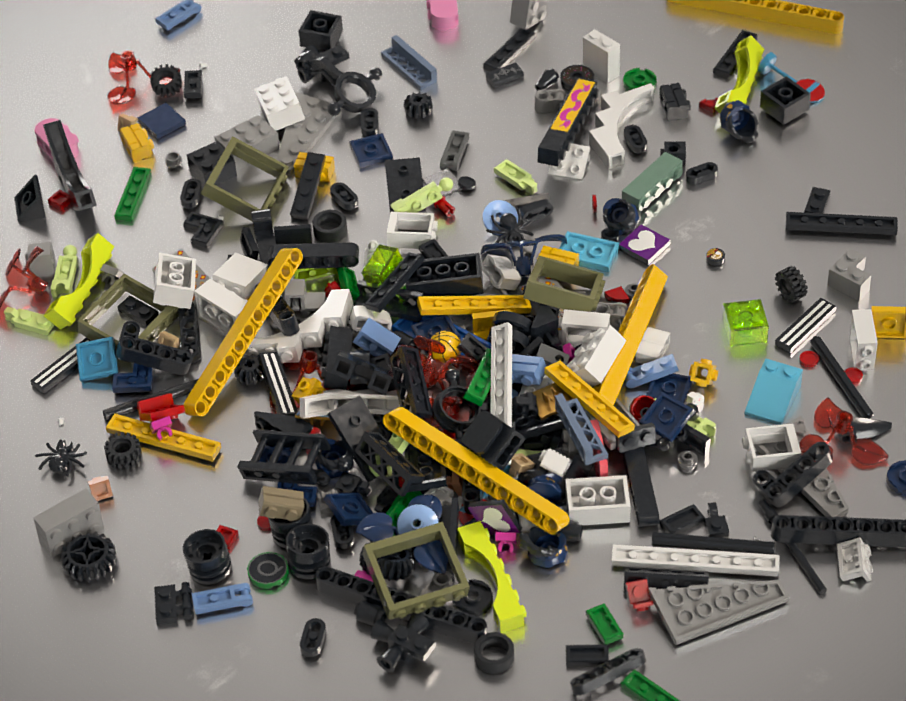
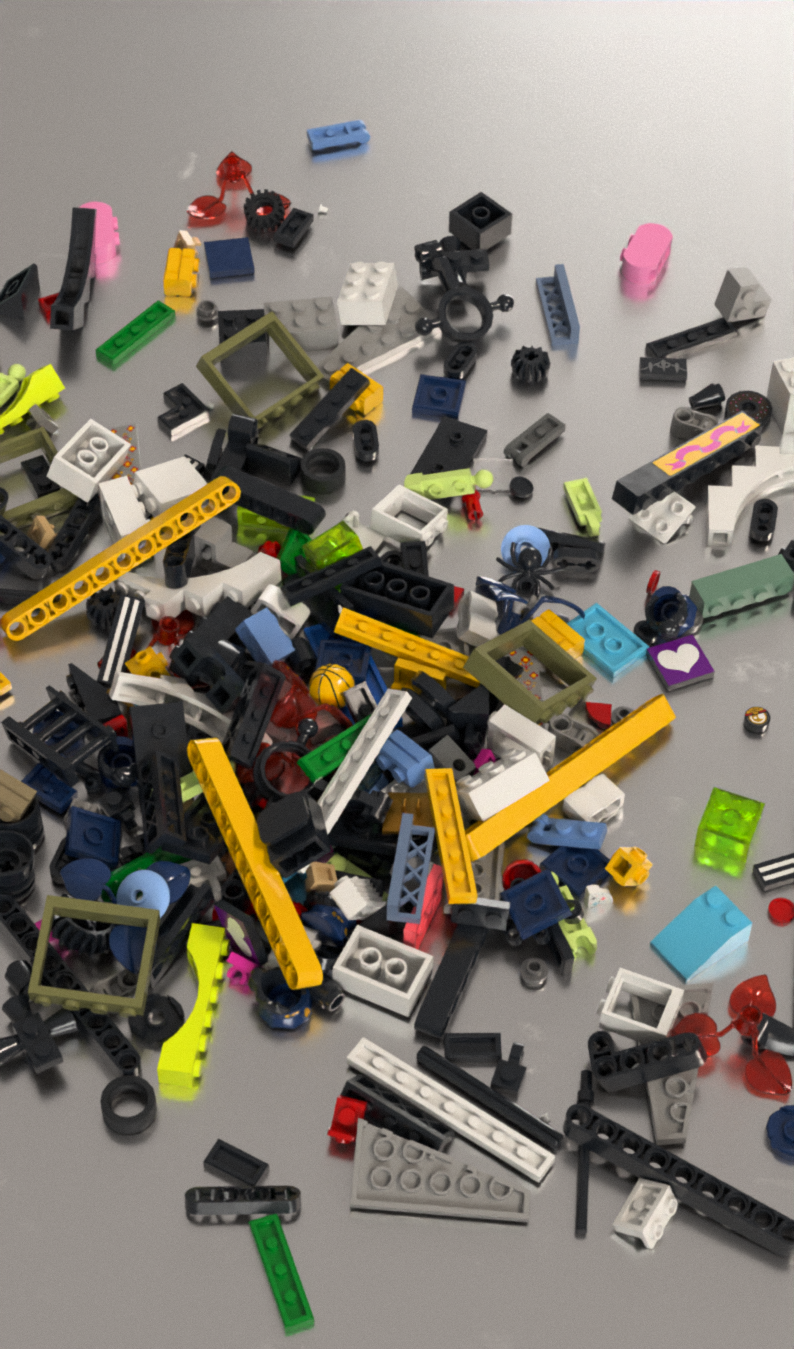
camera: 25 degrees right, 5 degrees up
(191, 193) = (187, 364): black plate -> none
(604, 624) = (282, 1135): green plate -> none

